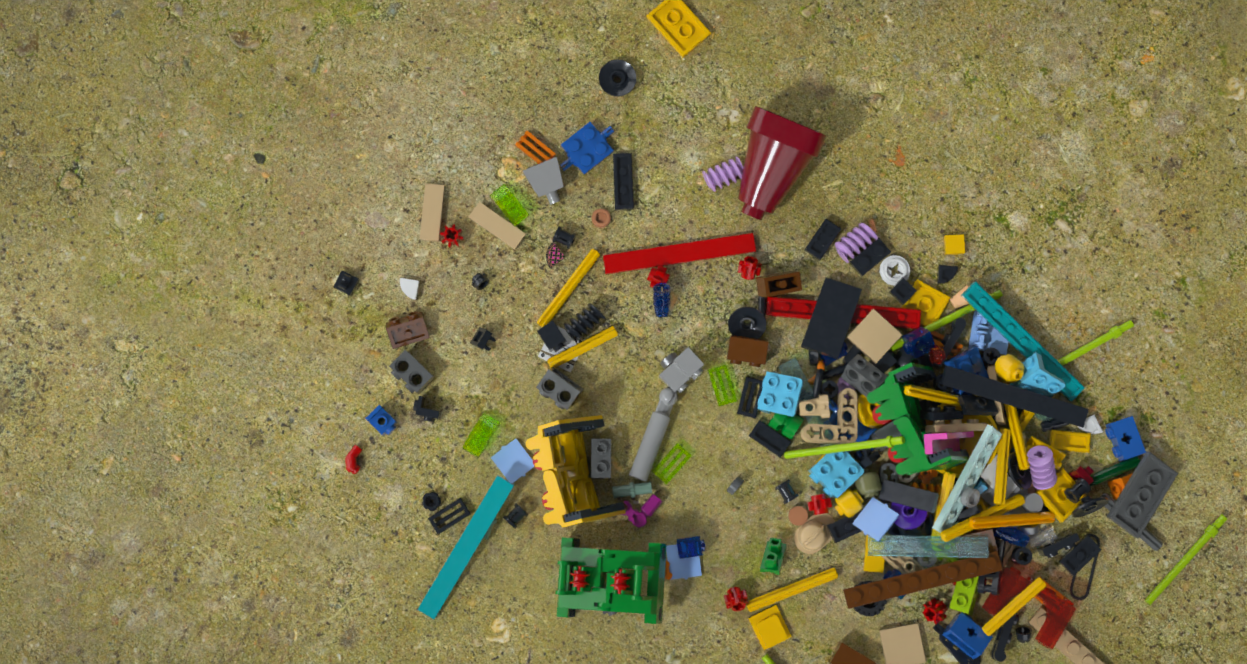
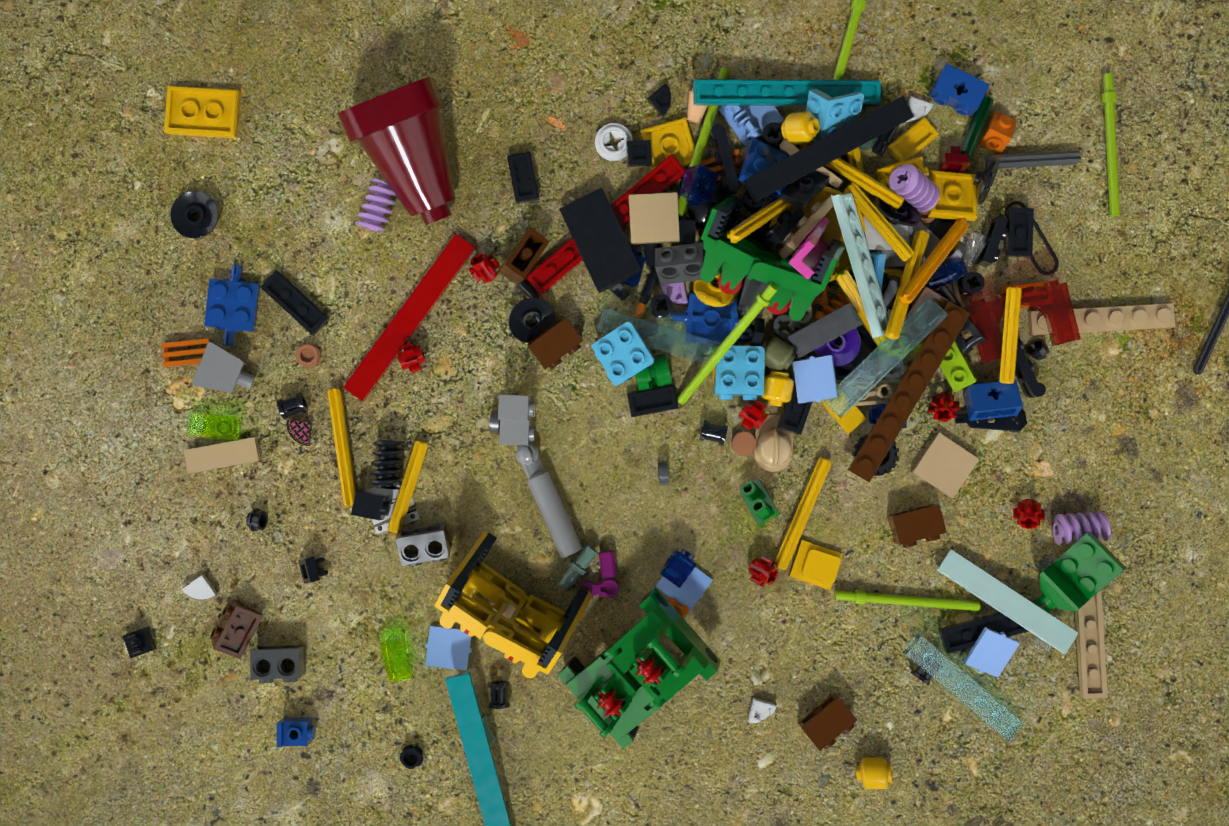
camera: 45 degrees left, 5 degrees up
(350, 460) = (302, 793): red arm -> none
(428, 414) = (332, 685): black bracket -> none
(432, 212) = (151, 502): tan tile -> none
(447, 239) = (183, 508): red gear -> none
(463, 507) = (445, 732): black tile -> none
(601, 459) = (522, 568): dark grey brick -> none
(660, 476) = (590, 530): clear neon green tile -> none
(661, 300) = (437, 377): clear blue hinge -> none
(712, 379) = (546, 386): clear neon green tile -> none
(746, 413) = (609, 399): black tile -> none
(818, 379) = (643, 306): black piece -> none
(820, 407) = (669, 330): tan plate -> none
(842, 425) = (705, 326): tan beam -> none
(854, 241) = (552, 150): lavender piece -> none
(870, 257) = (580, 152): black plate -> none
(936, 355) = (725, 179): clear red plate -> none
(954, 244) = (643, 66): yellow tile -> none
(970, 497) = (879, 277): light grey tile -> none
(1033, 503) = (936, 227): light grey tile -> none
(1078, 489) = (967, 181): black bush -> none
(1142, 495) = (1022, 125): dark grey tile -> none

